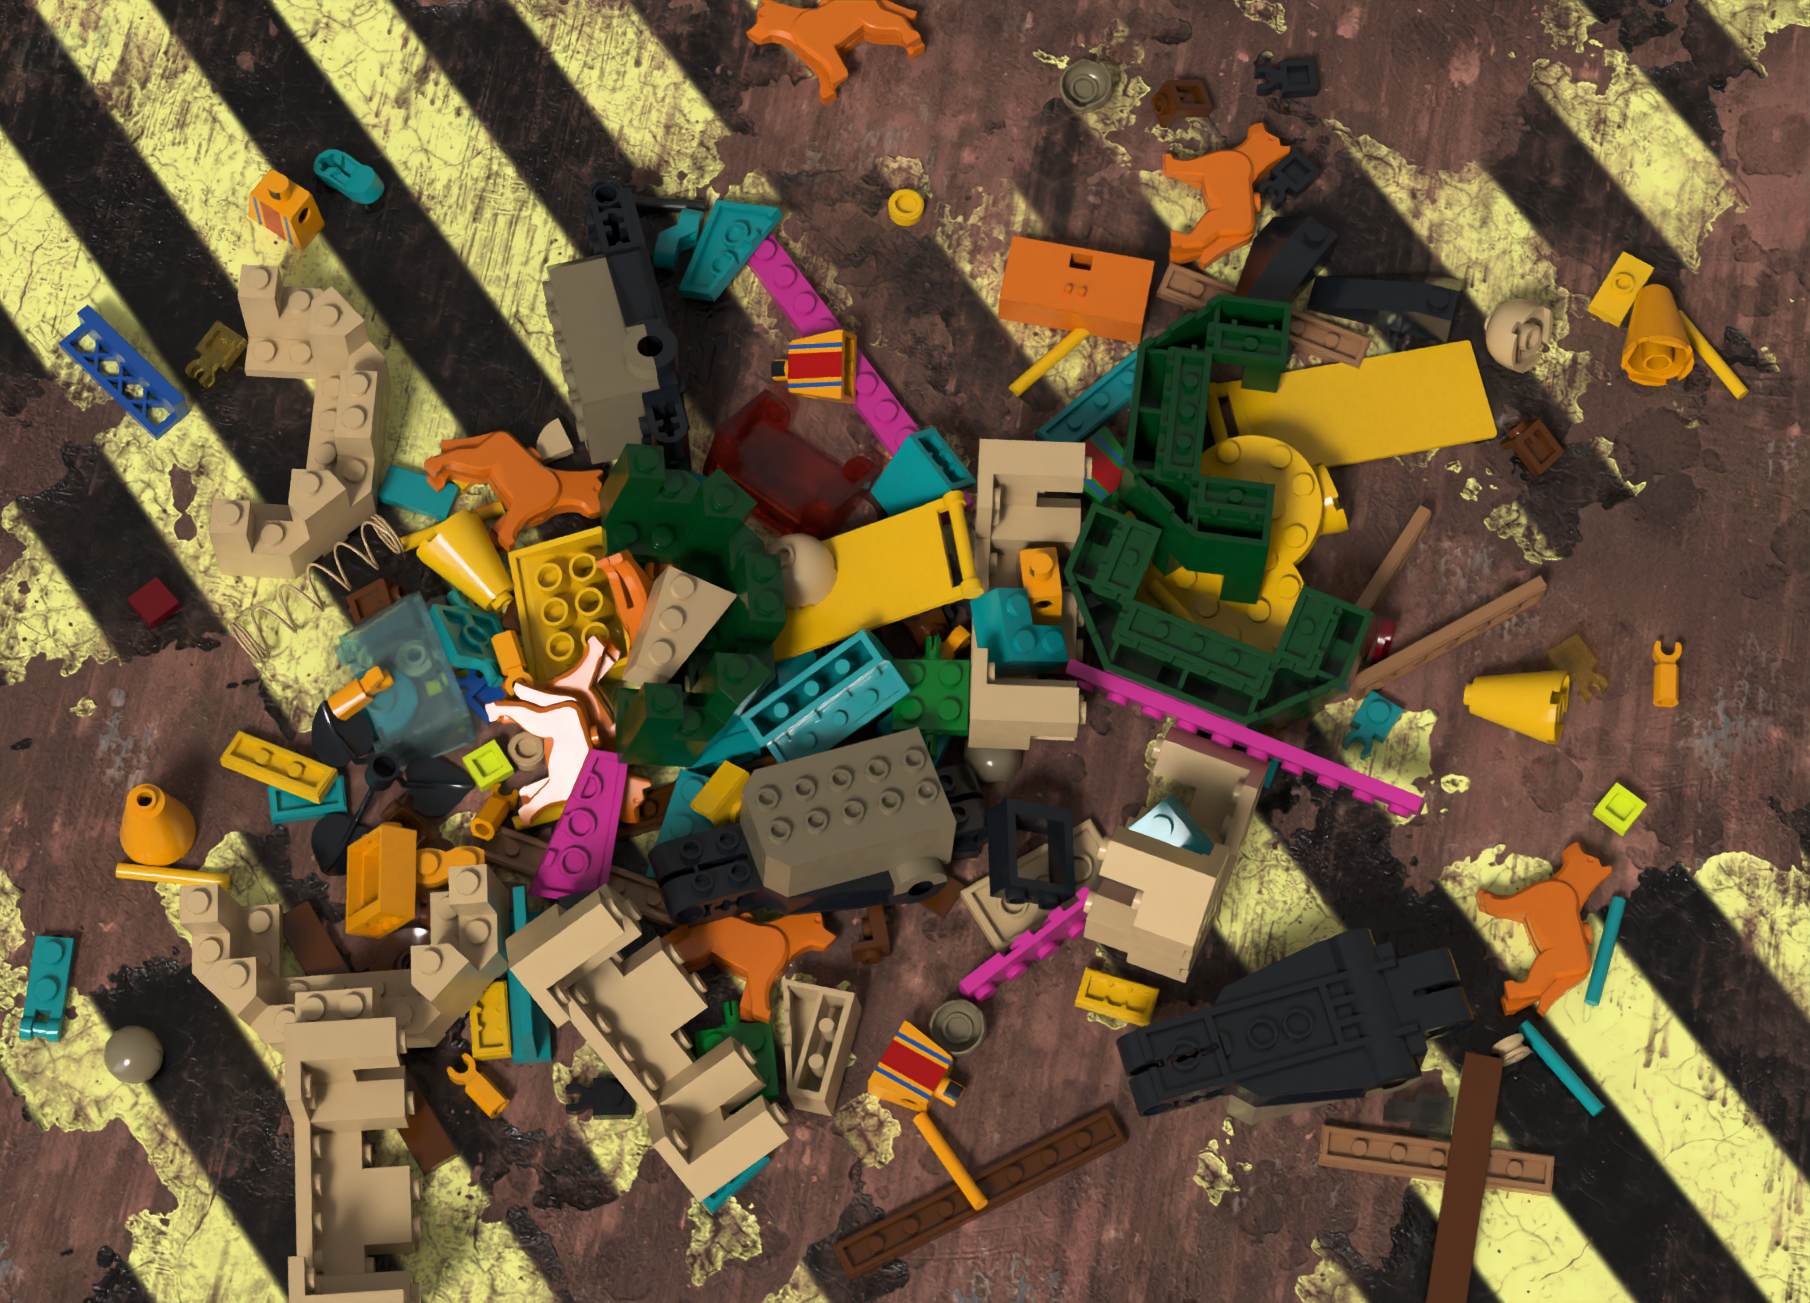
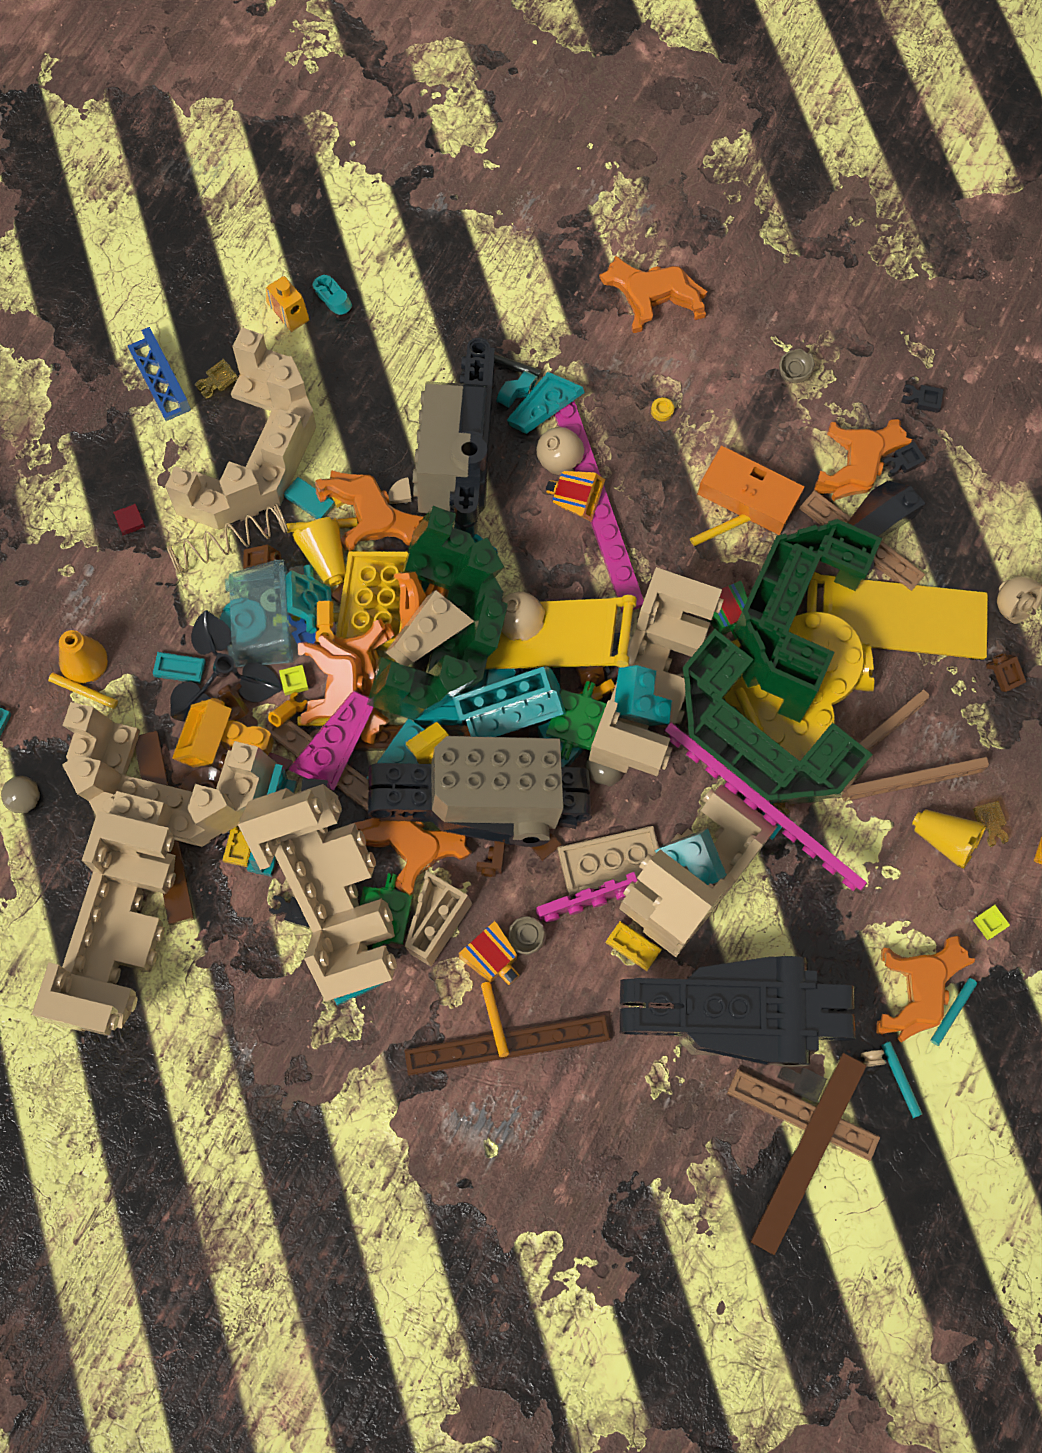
camera: 15 degrees right, 5 degrees up
(279, 767) = (167, 643): yellow tile -> none
(359, 692) = (227, 612): light orange bar -> none
(480, 1088) = (221, 881): light orange bar -> none
(526, 751) = (318, 678): tan tile -> none
(774, 312) = (559, 450): none -> tan cylinder
(785, 475) = (532, 553): clear red windscreen -> none
(920, 473) = (616, 577): teal slope -> none
(1002, 852) = (588, 835): black window -> none
(1040, 575) = (668, 669): light orange torso -> none
(1093, 406) = (735, 567): teal tile -> none
(1180, 99) = (852, 391): reddish brown bracket -> none
(1373, 720) = (851, 817): teal plate -> none
(1383, 641) = (873, 769): dark red tile -> none
(1397, 302) = (950, 556): black wedge -> none

